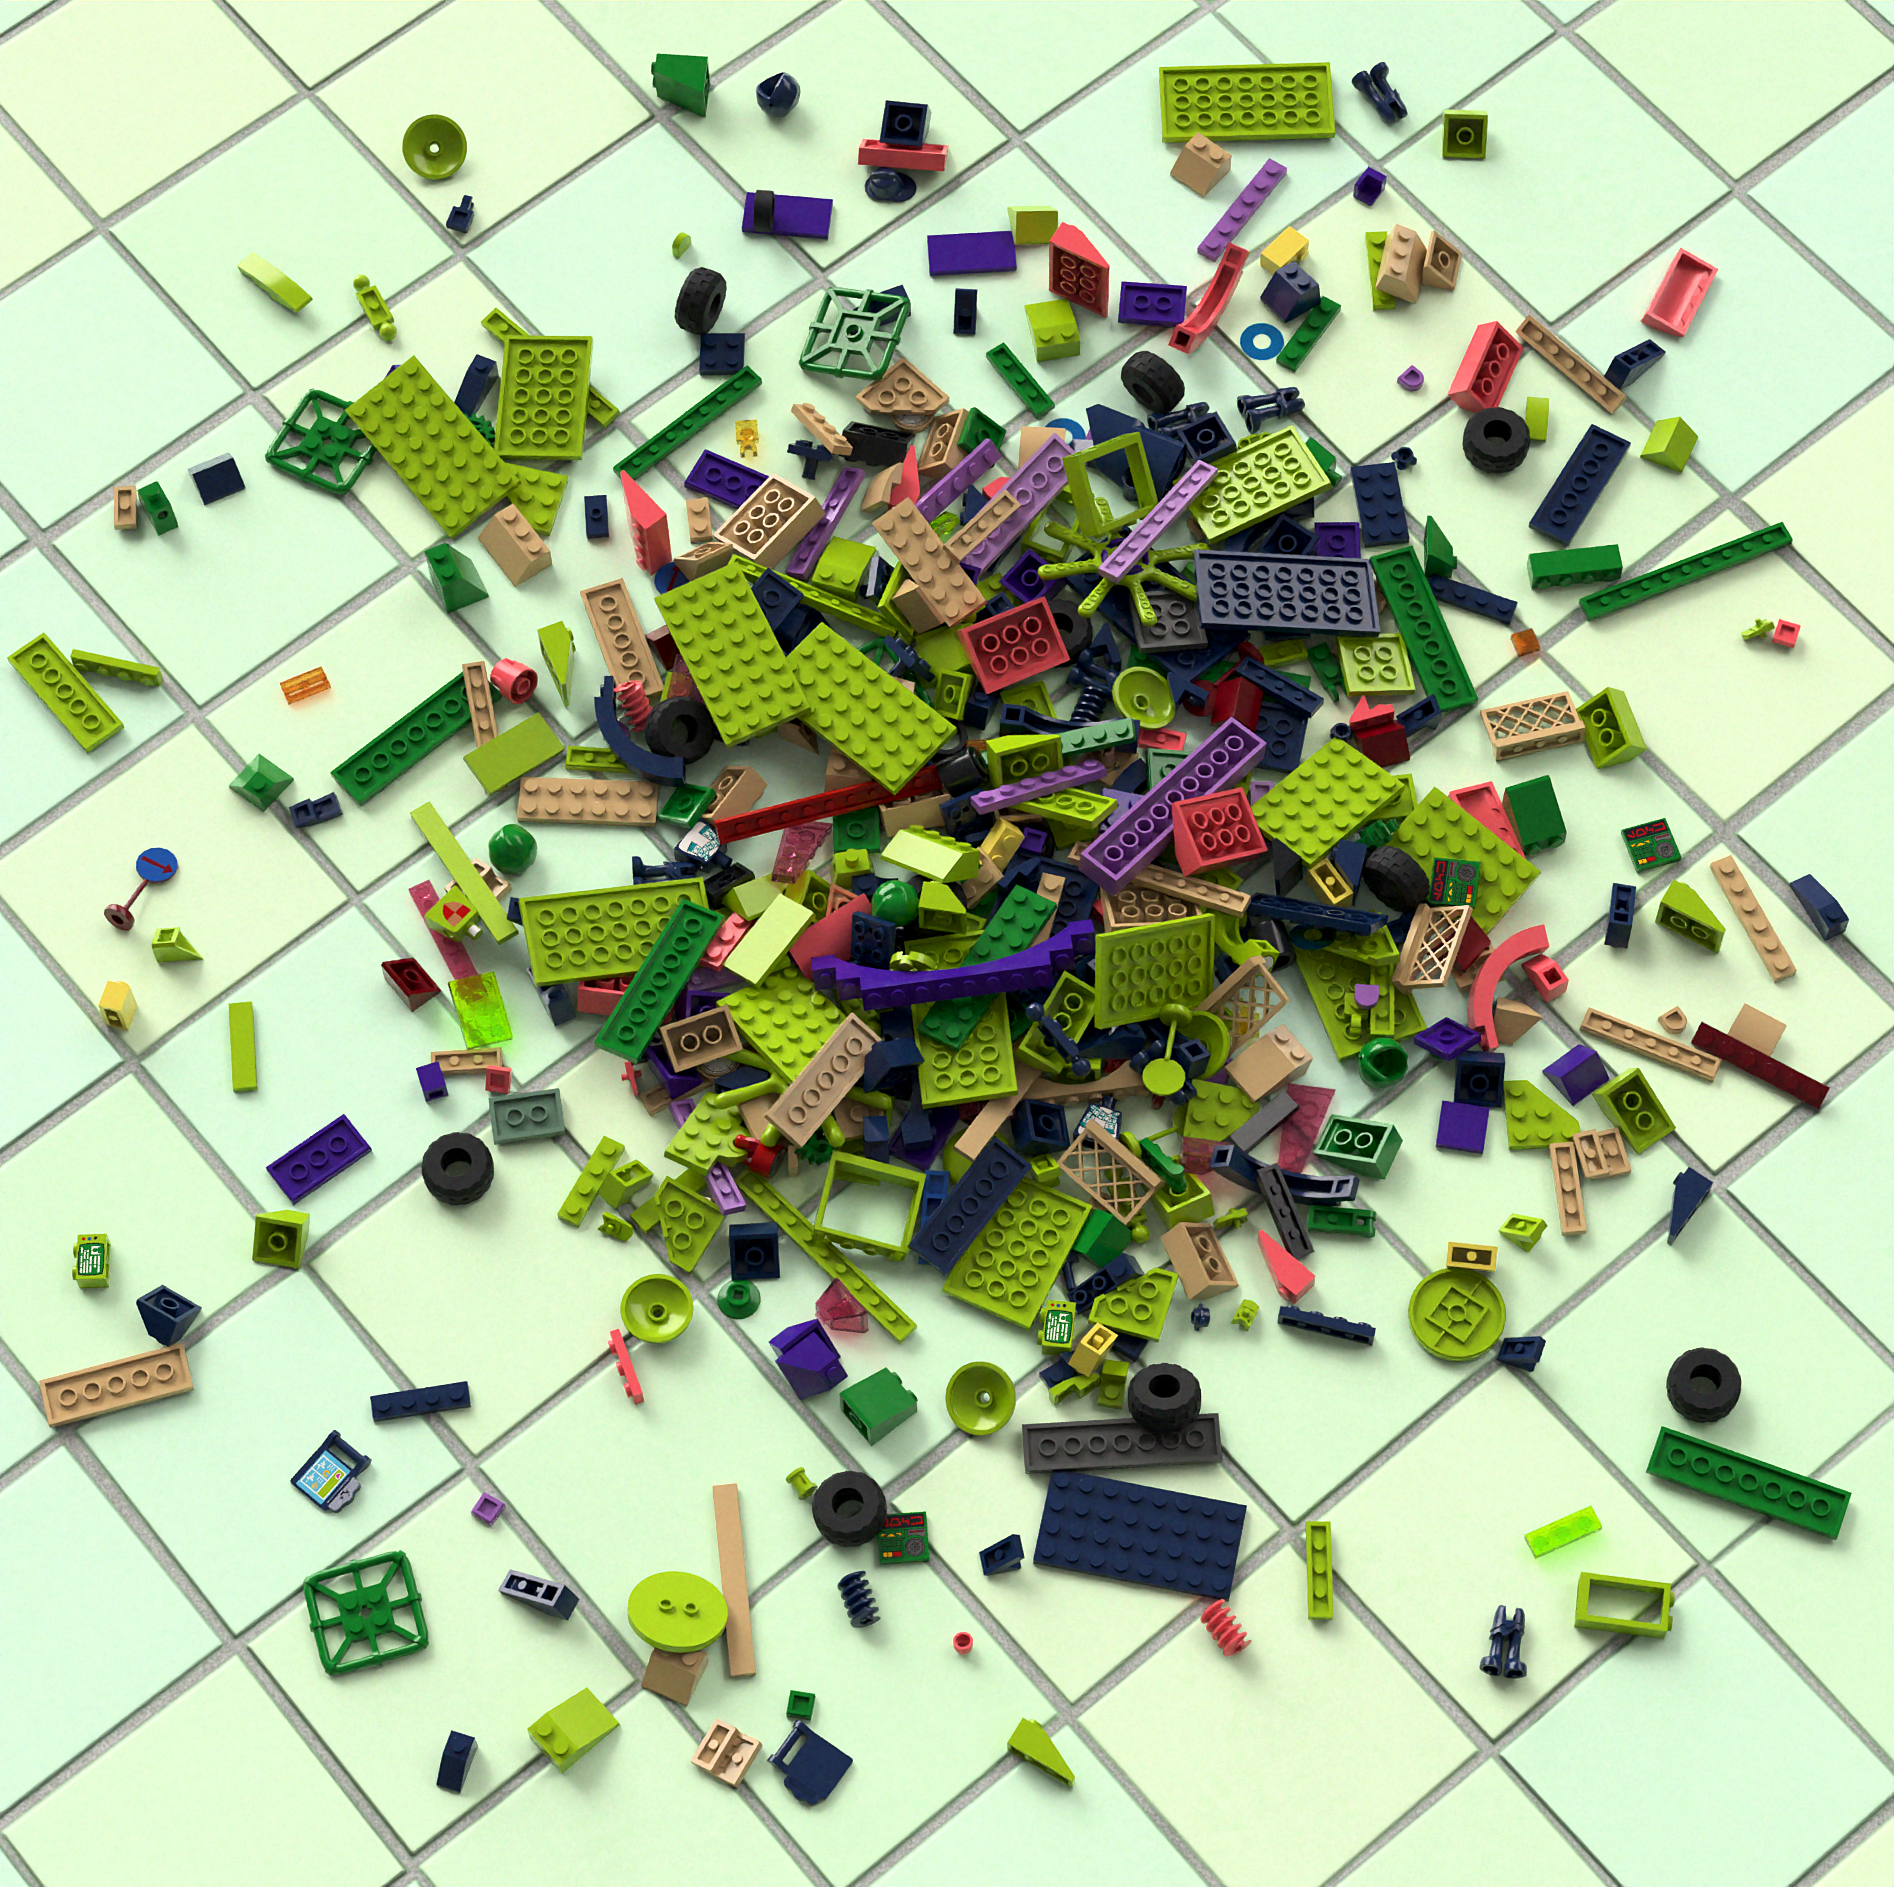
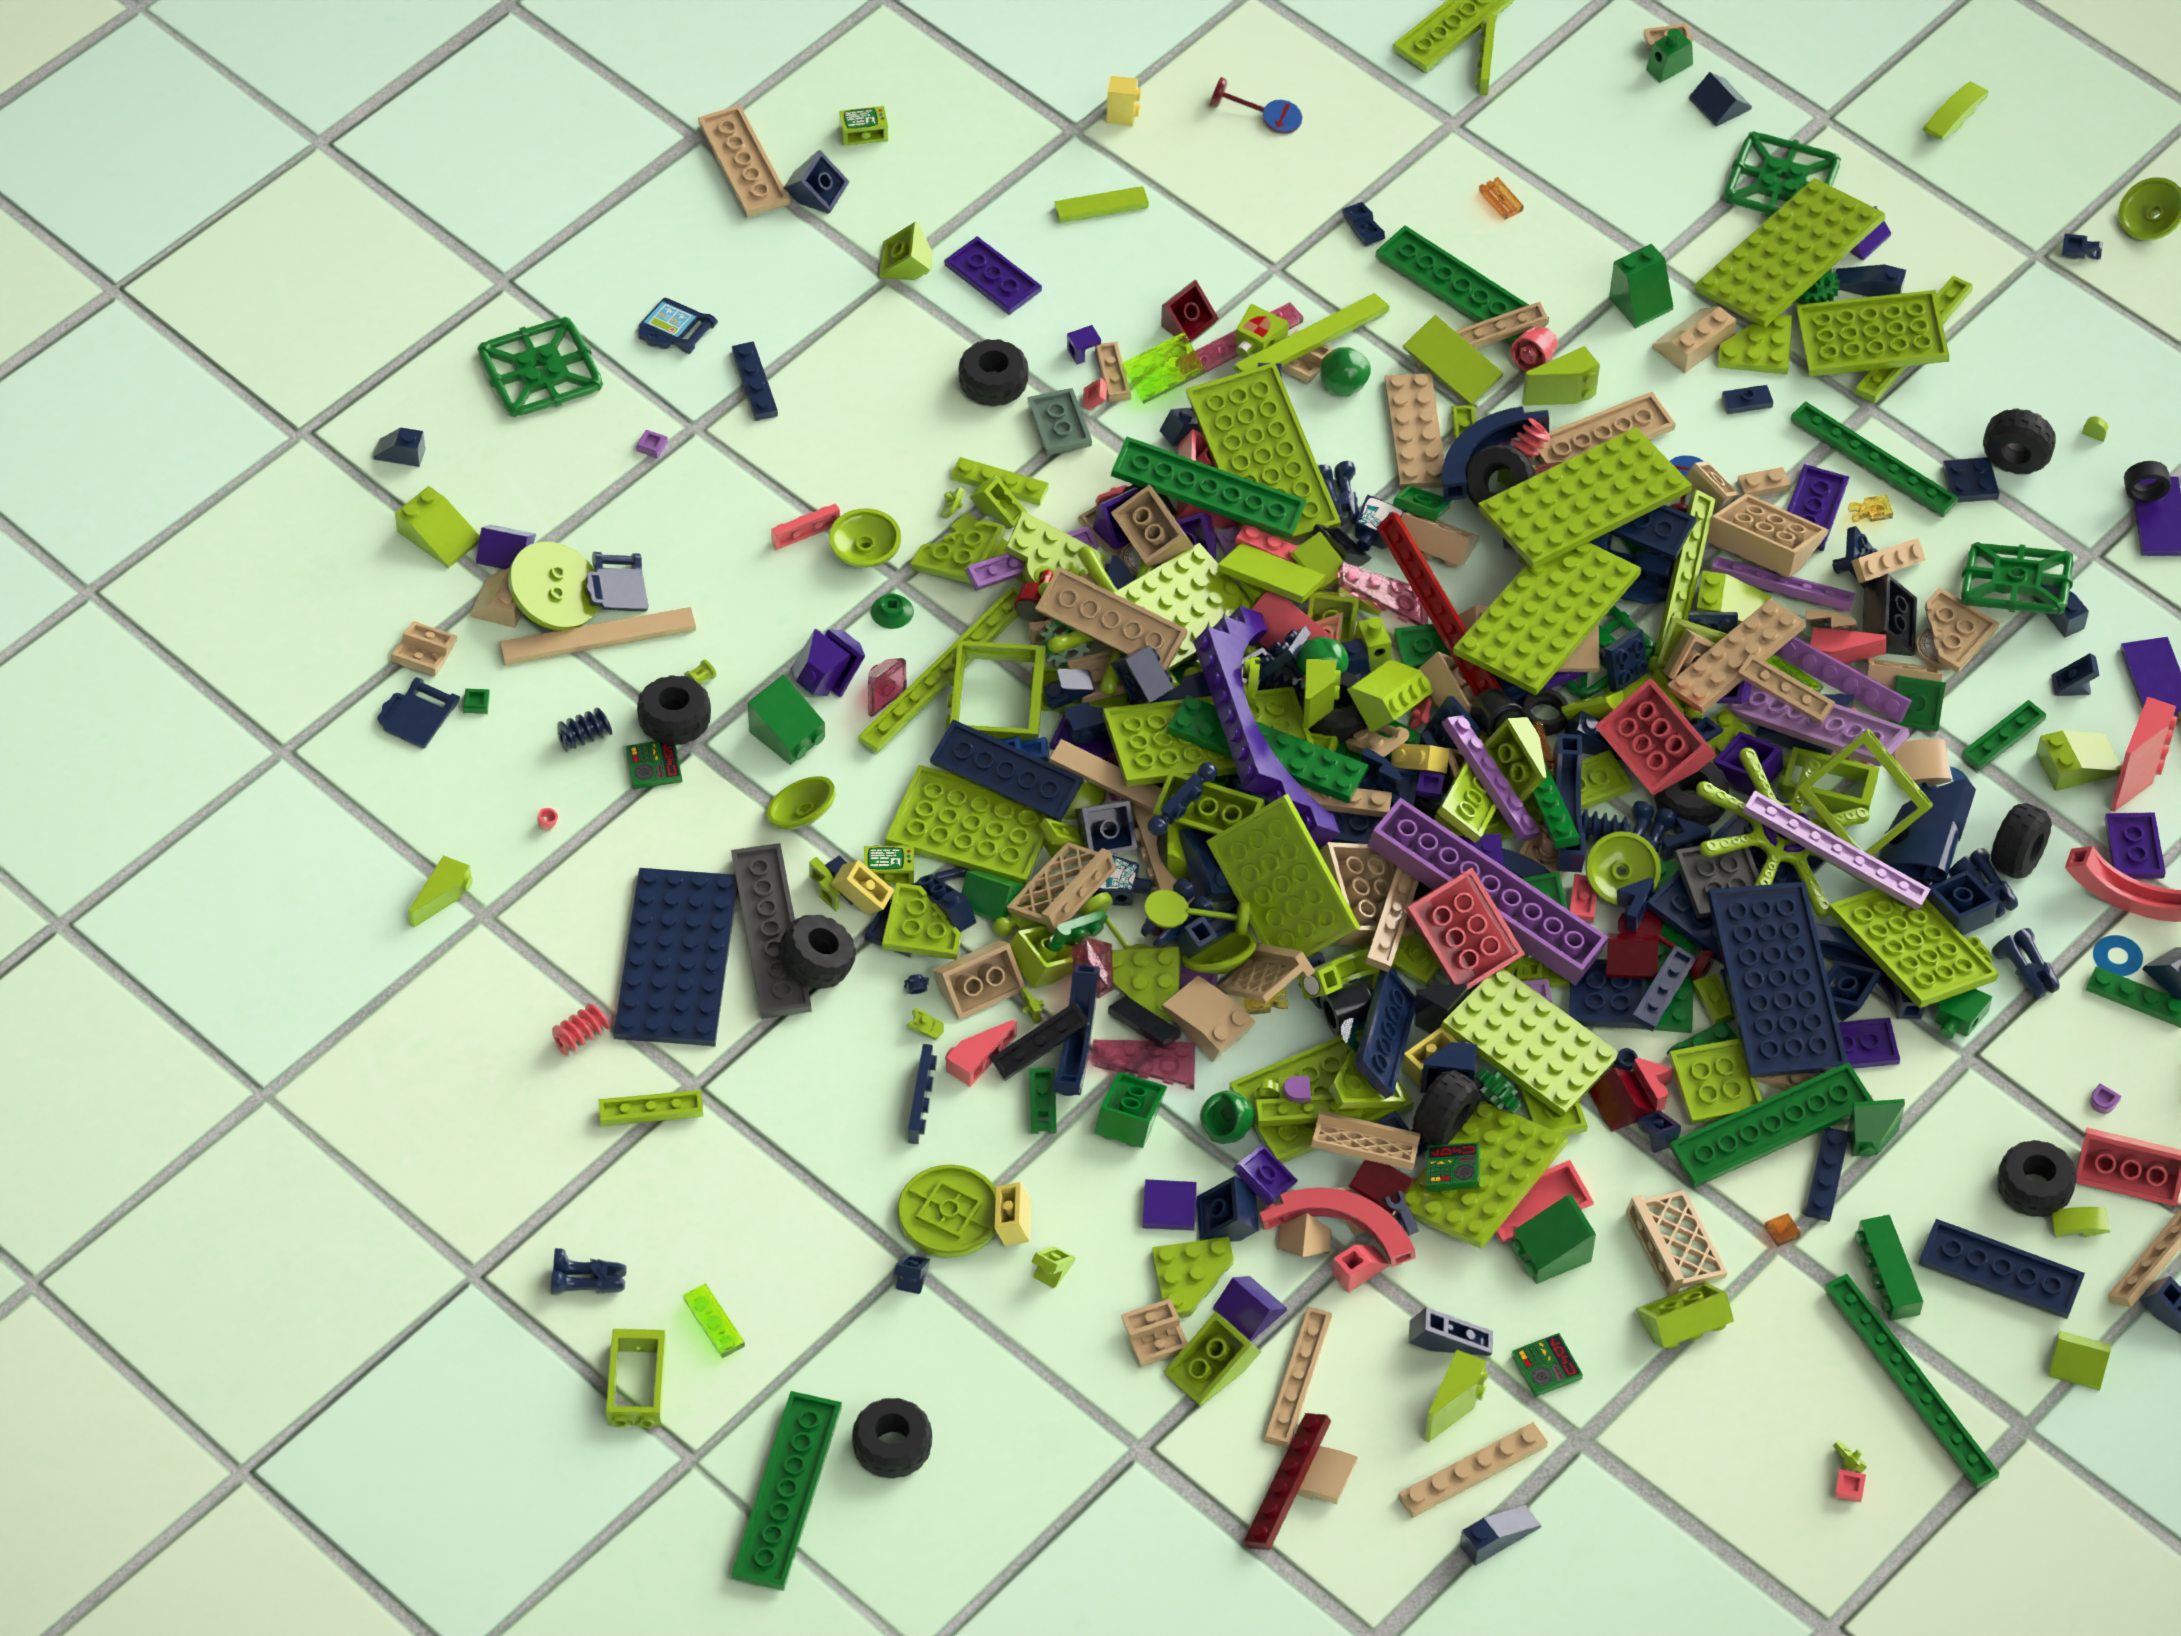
camera: 80 degrees right, 10 degrees down
(172, 946) = (1198, 136): lime slope -> none
(261, 782) = (1385, 179): green slope -> none
(374, 307) = (1949, 192): lime plate -> none
(540, 1594) = (566, 488): slope -> none
(604, 1662) = (501, 545): none -> dark purple slope
(647, 527) = (1727, 414): coral slope -> none
(679, 1554) = (616, 586): none -> piece
(754, 1251) = (941, 611): dark blue slope -> none
(1002, 1556) = (640, 844): dark blue slope -> none
(1113, 1384) = (844, 914): lime slope -> none
(1379, 504) = (1931, 1078): dark blue plate -> none
(1404, 452) = (1995, 1091): dark blue plate -> none
(1499, 932) = (1403, 1213): none -> dark blue plate
(1567, 1188) = (1106, 1303): tan plate -> none
(1673, 1021) = (1331, 1398): tan tile -> none
(1689, 1193) = (1107, 1413): dark blue slope -> none

